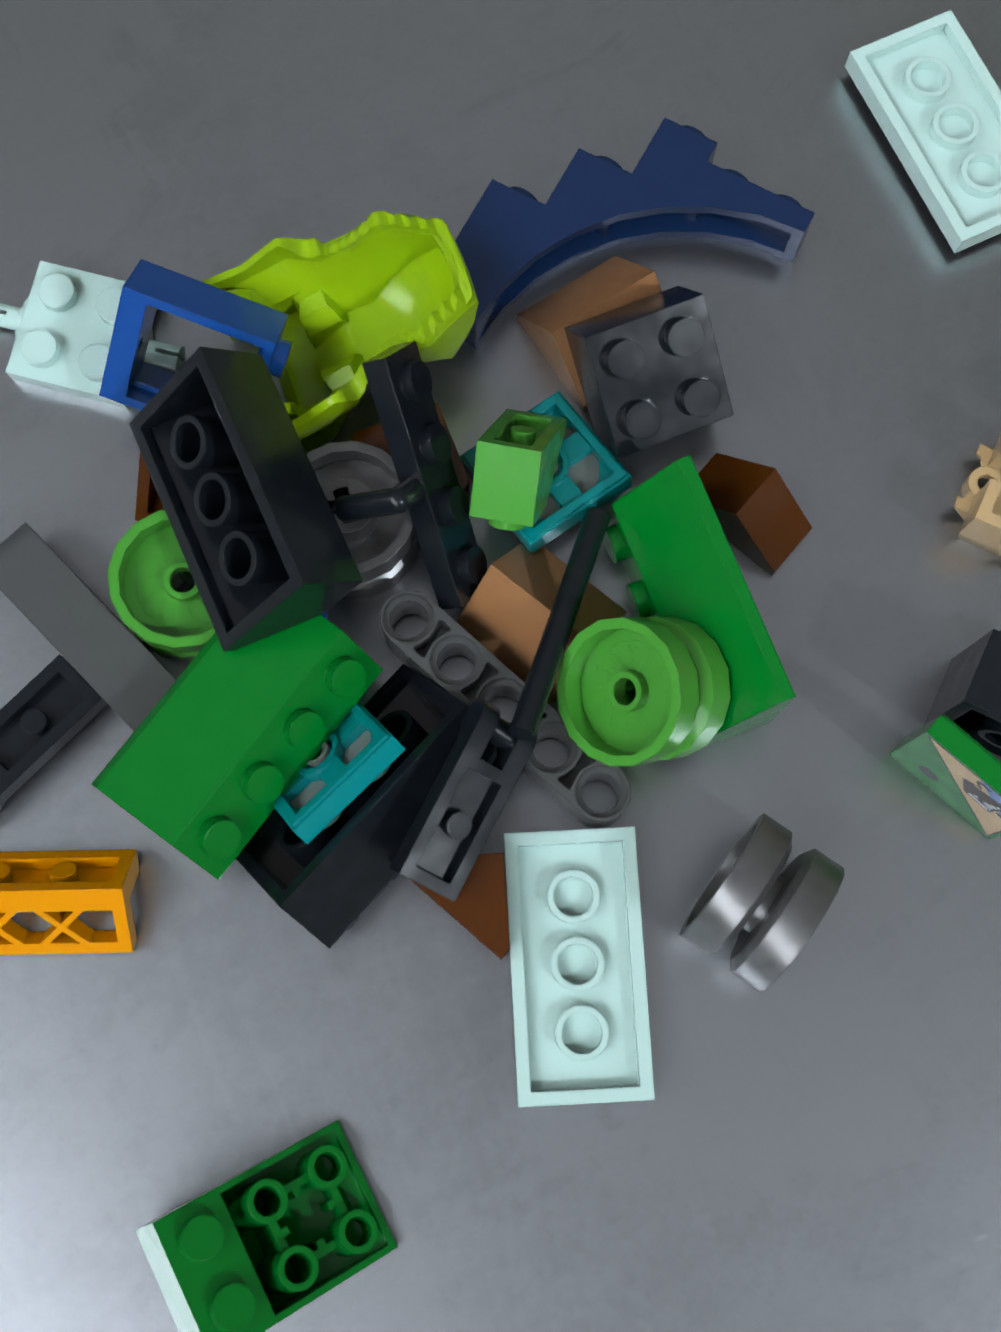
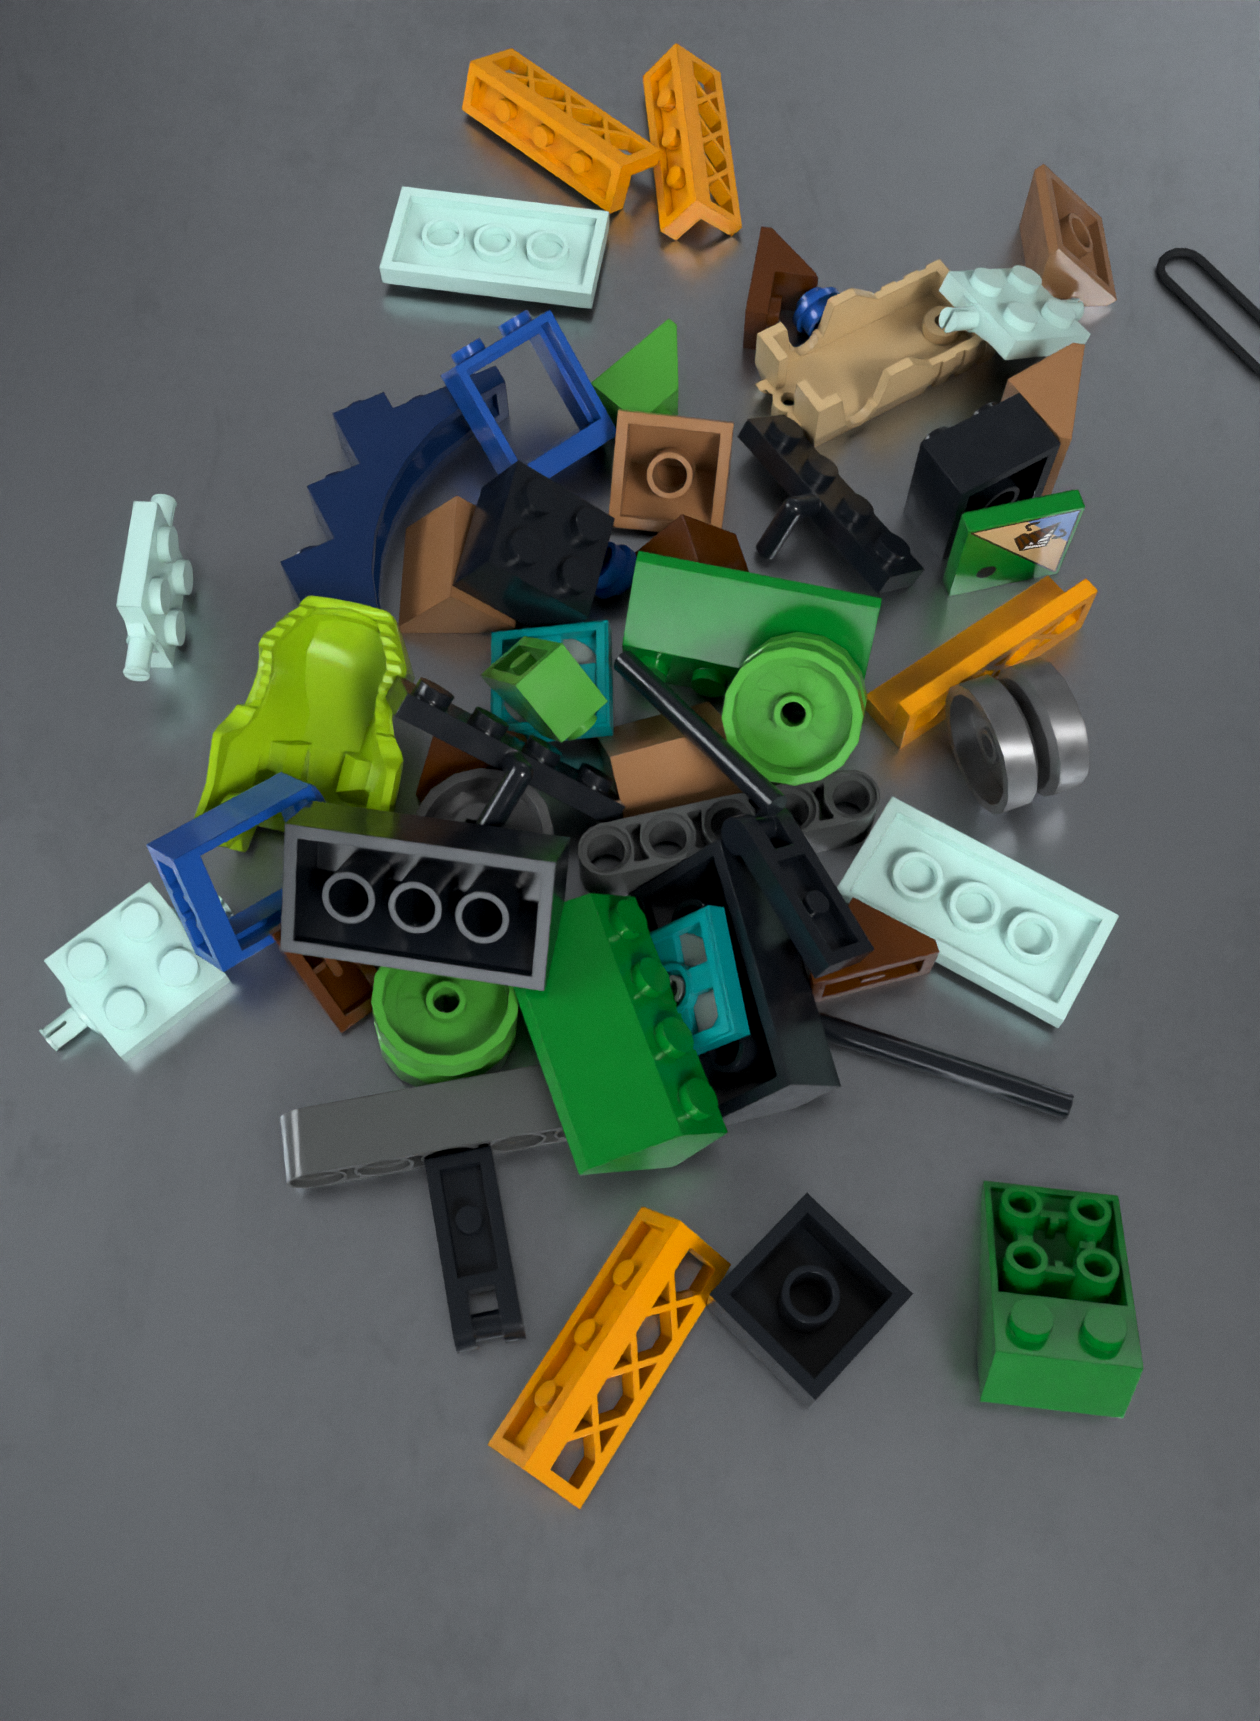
camera: 55 degrees left, 10 degrees down
(120, 1037) = (807, 1299): none -> black brick
(399, 99) = (153, 588): none -> light aqua plate
(418, 1026) = (947, 1067): none -> black bar
(700, 444) = (616, 571): none -> blue plate
(782, 329) = (567, 376): none -> blue window
(823, 432) = (669, 469): none -> medium nougat slope
(841, 819) = (1005, 637): none -> light orange fence
(896, 352) = (644, 376): none -> bright green slope
(898, 589) = (829, 502): none -> black plate

